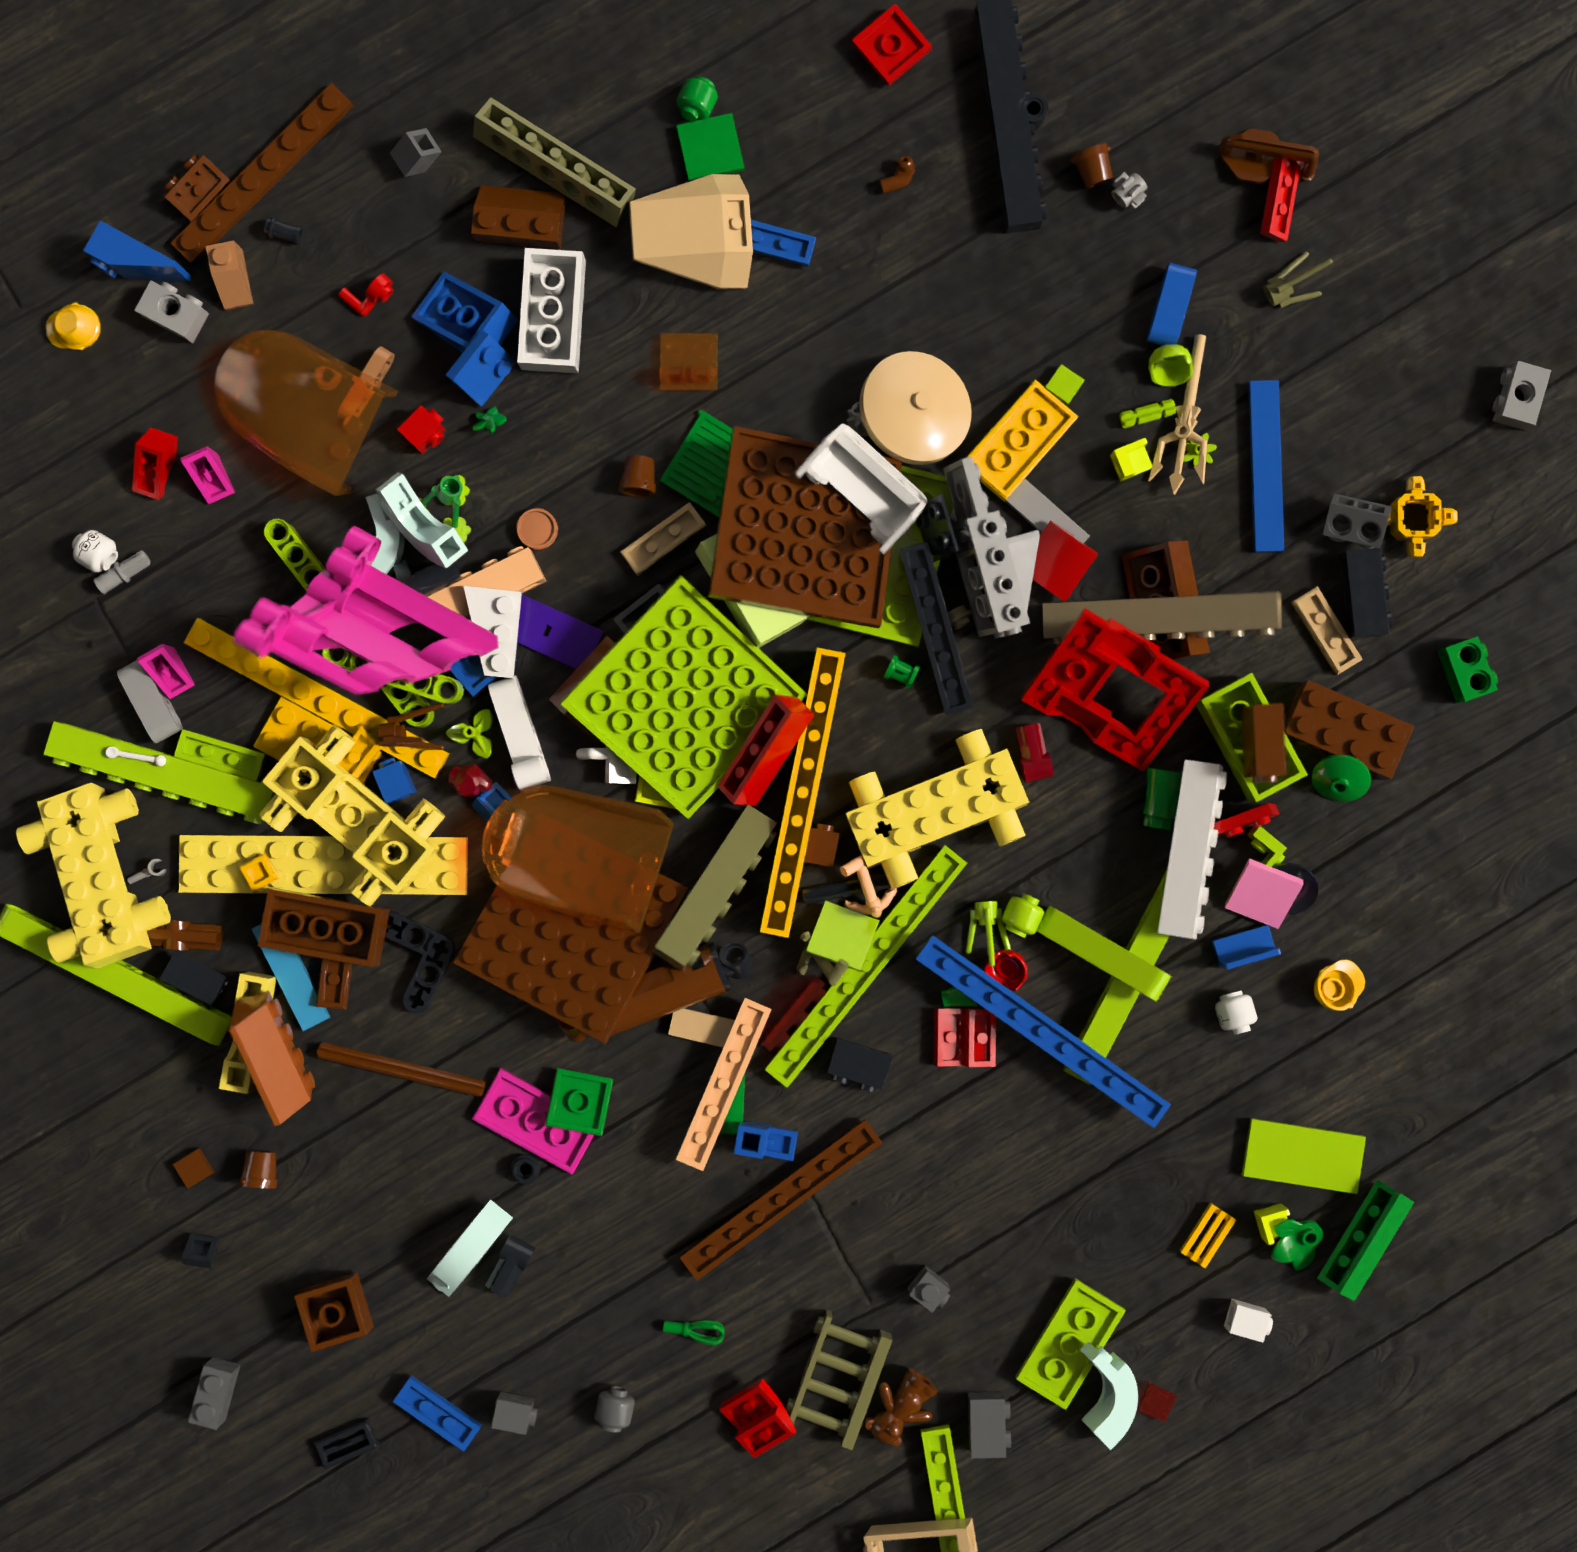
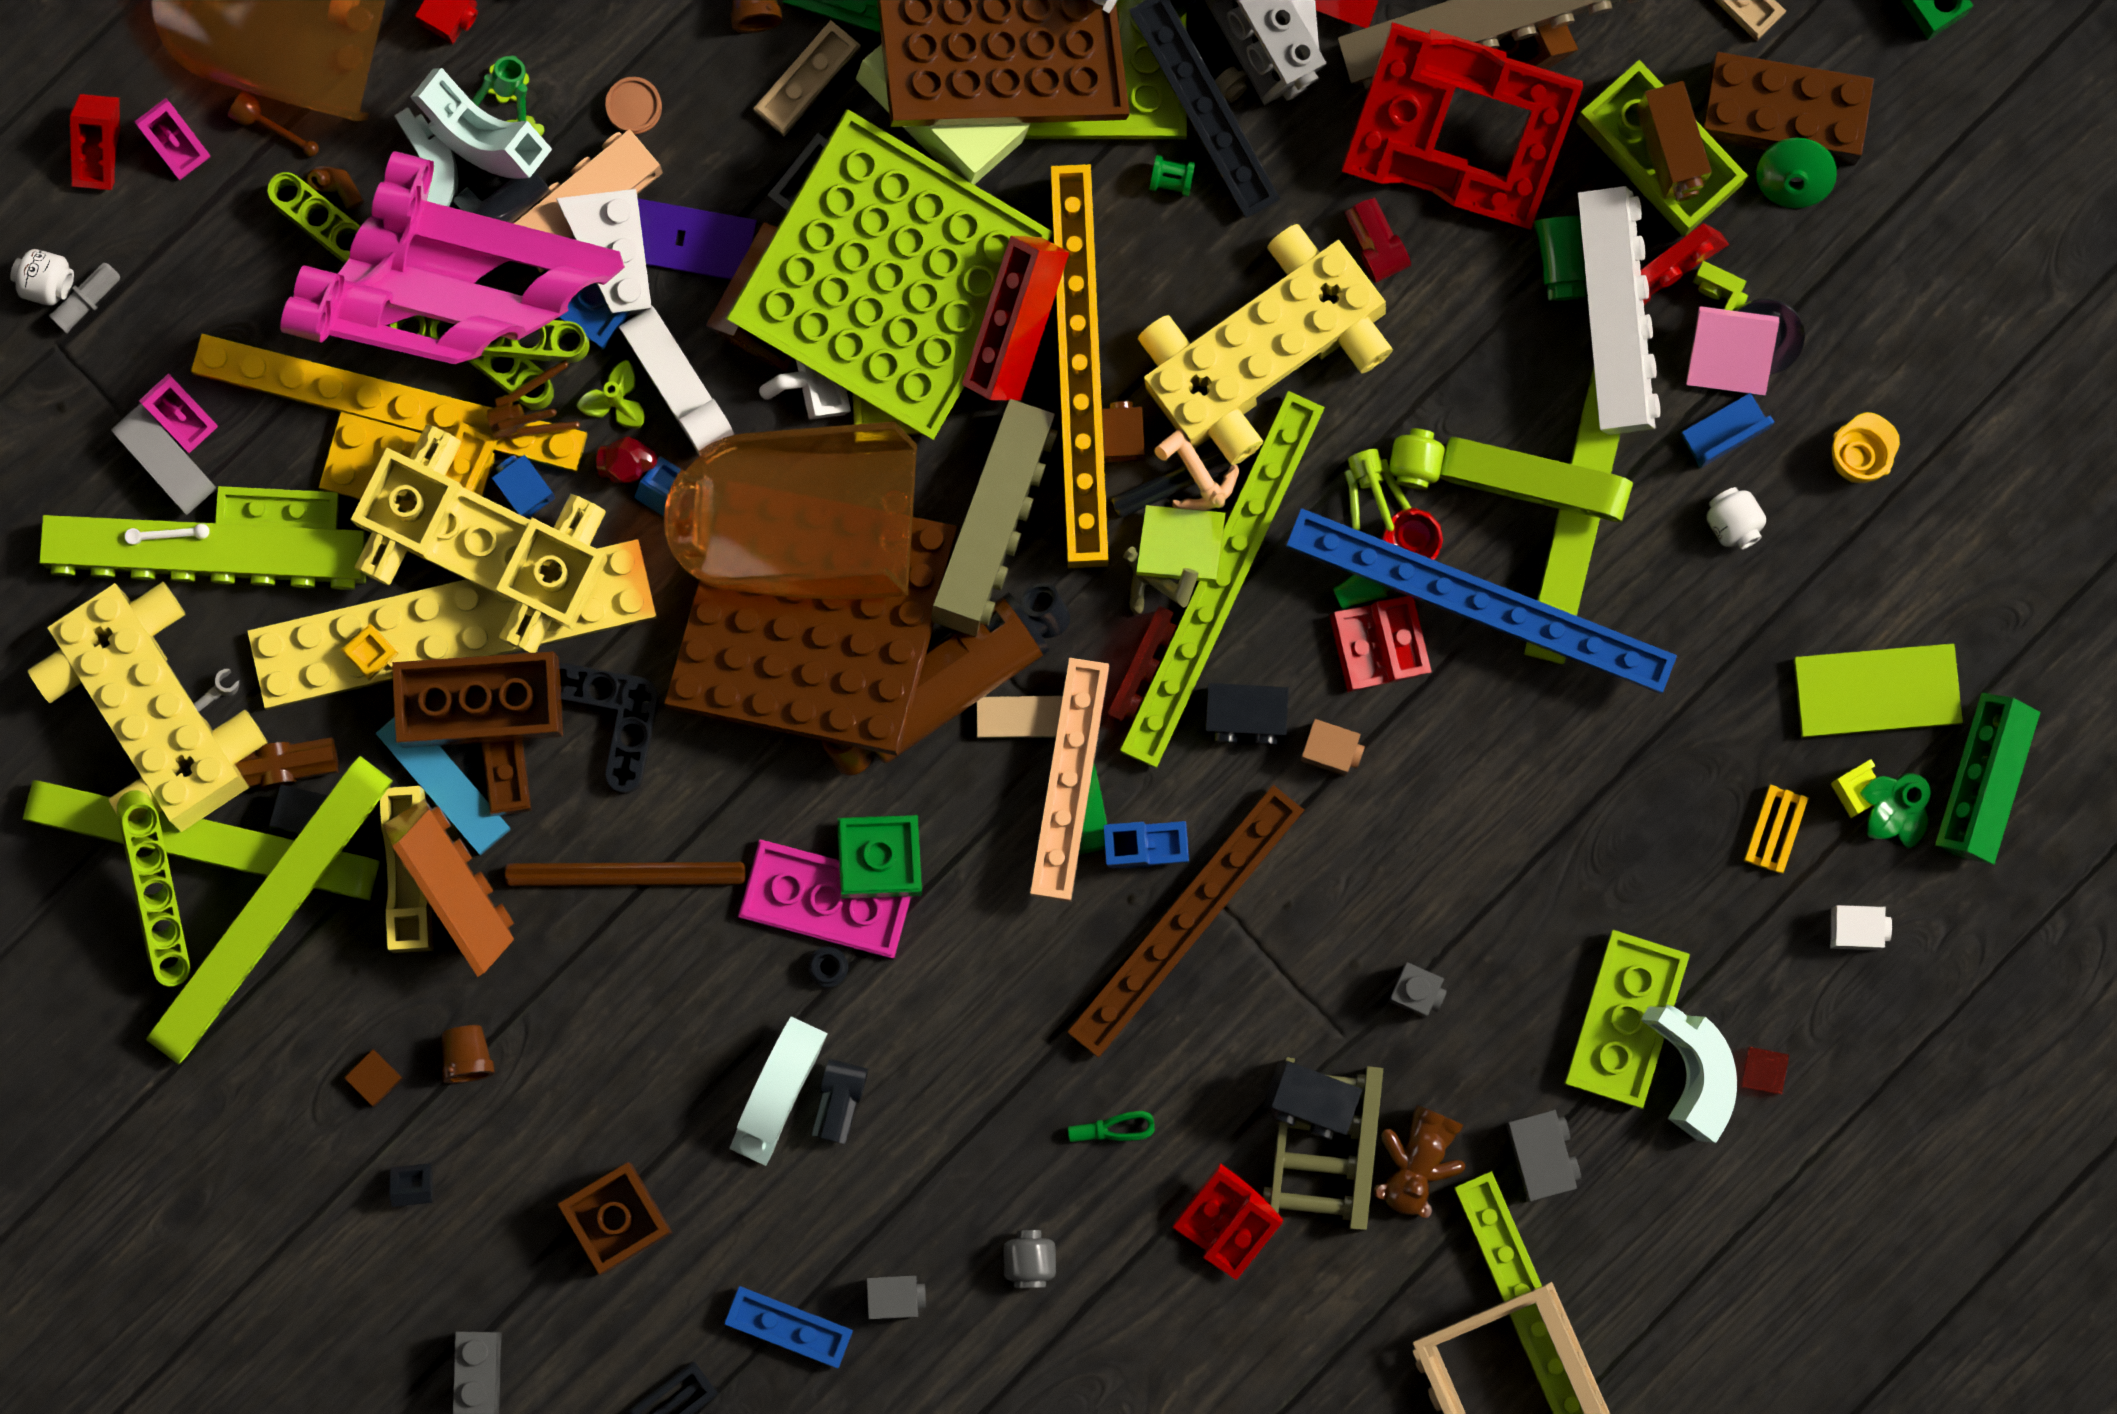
camera: 20 degrees left, 5 degrees down
(69, 995) = (148, 871): none -> lime beam
(145, 1038) = (269, 910): none -> lime beam
(266, 467) = (247, 111): none -> reddish brown hinge
(316, 532) = (338, 182): none -> reddish brown arm
(836, 1353) = (1311, 1099): none -> black brick
(913, 1104) = (1332, 748): none -> medium nougat brick

